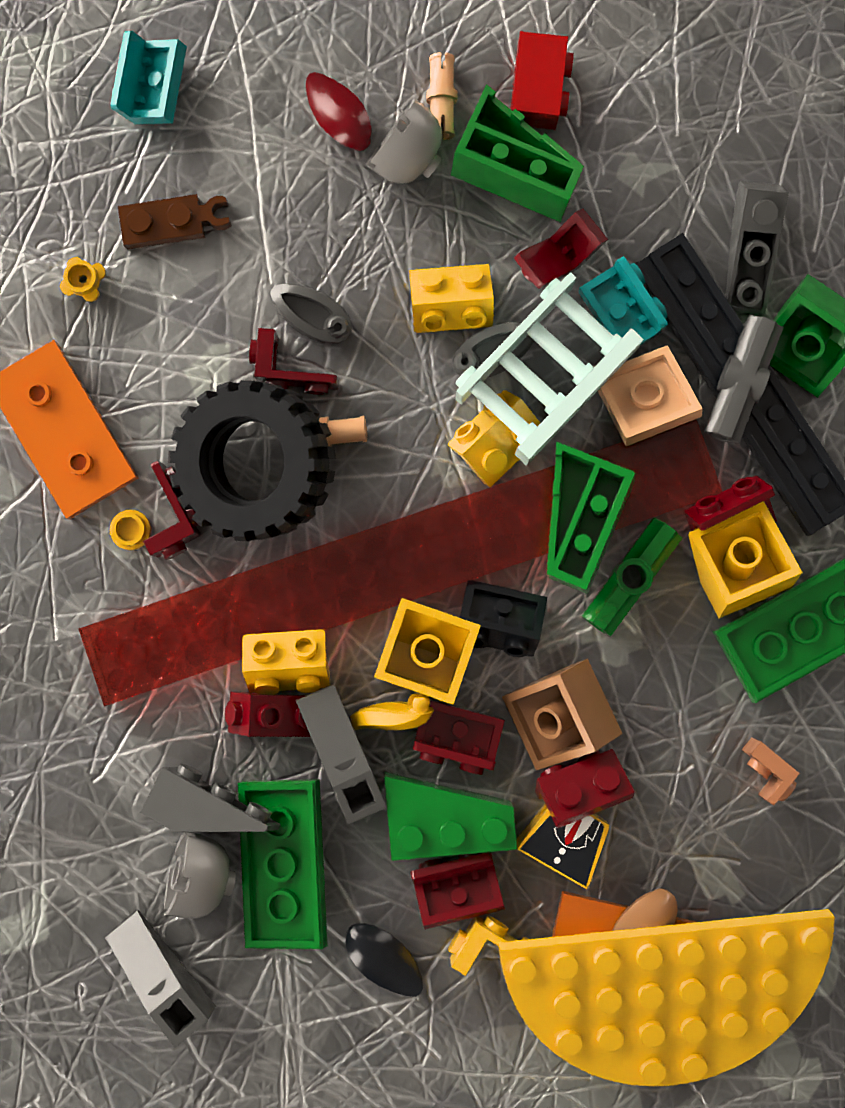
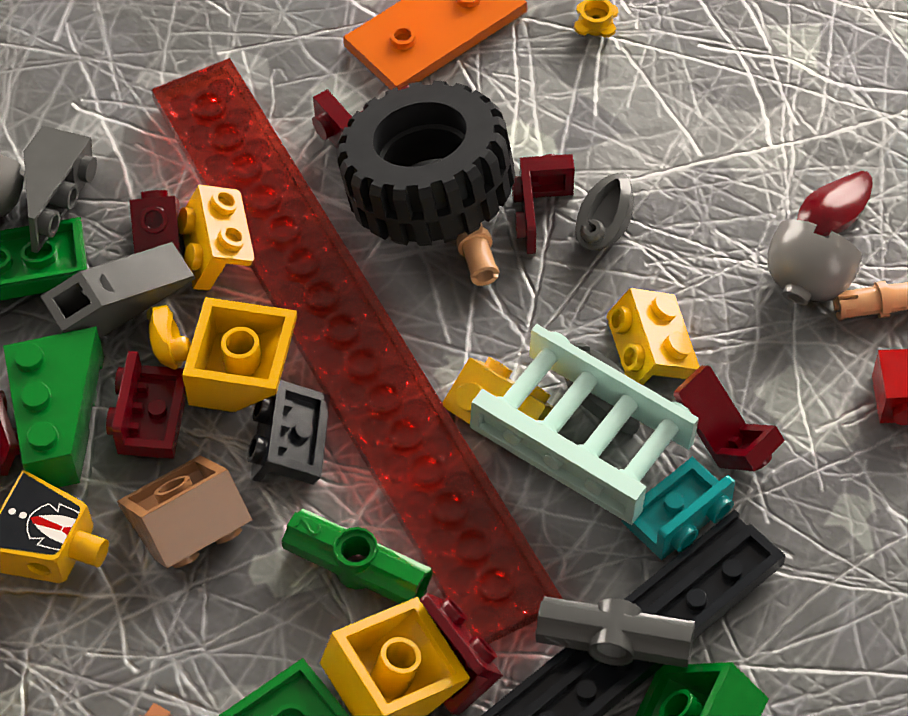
camera: 85 degrees right, 30 degrees down
(130, 529) = (343, 87): yellow plate -> none
(148, 79) = (819, 34): teal bracket -> none
(169, 220) = (676, 82): reddish brown plate -> none
(514, 160) = (823, 362): green wedge -> none
(584, 787) = (99, 527): dark red bracket -> none
(585, 512) = (413, 476): green wedge -> none
(649, 396) = (577, 543): light nougat plate -> none
(754, 244) = (797, 638): dark grey slope -> none

